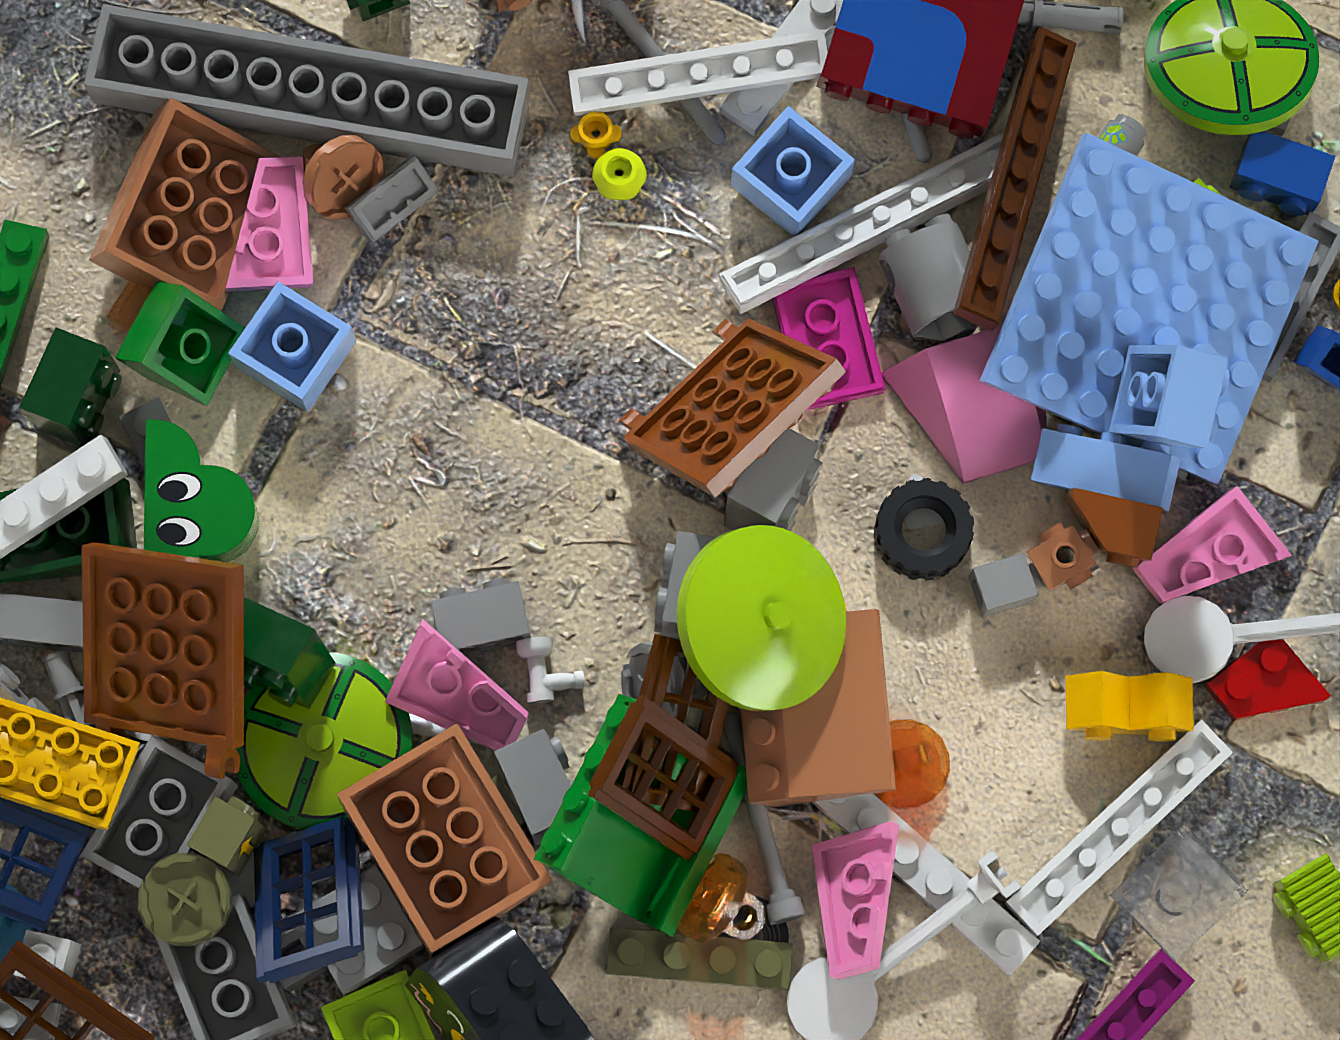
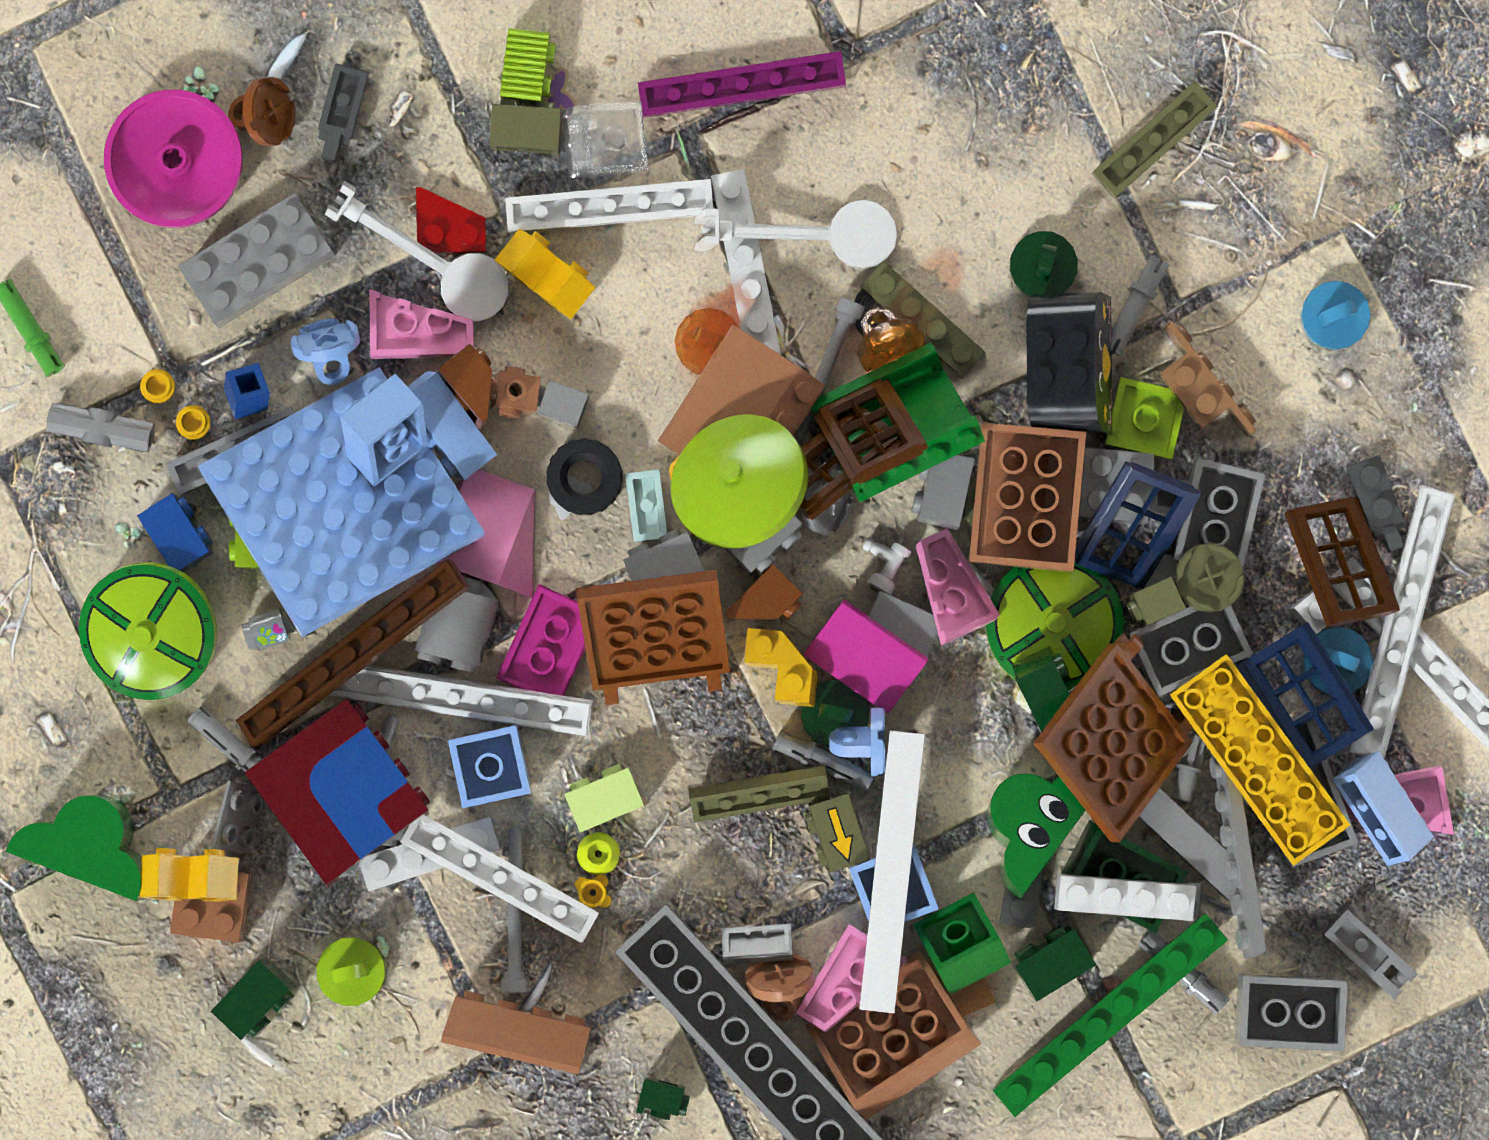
camera: 140 degrees left, 10 degrees up
(305, 354) = (891, 871): none -> white tile
(391, 363) = (838, 833): none -> olive brick
(427, 471) = (862, 741): none -> light blue tile
(467, 424) = (815, 756): none -> light grey pin
(484, 482) = (834, 708): none -> dark green tile
(494, 555) = (865, 656): none -> dark pink tile
(501, 345) = (759, 793): none -> olive plate
(555, 487) = (795, 675): none -> yellow brick
(639, 536) = (767, 599): none -> dark orange slope
(654, 227) = (603, 798): none -> yellowish green brick
(840, 545) = (646, 505): none -> light aqua plate
(854, 896) = (803, 283): bright pink wing -> none
(1262, 906) = (558, 95): none -> medium lavender sticker
(1270, 842) = (525, 127): none -> olive brick
(1292, 464) = (325, 342): none -> light blue tile

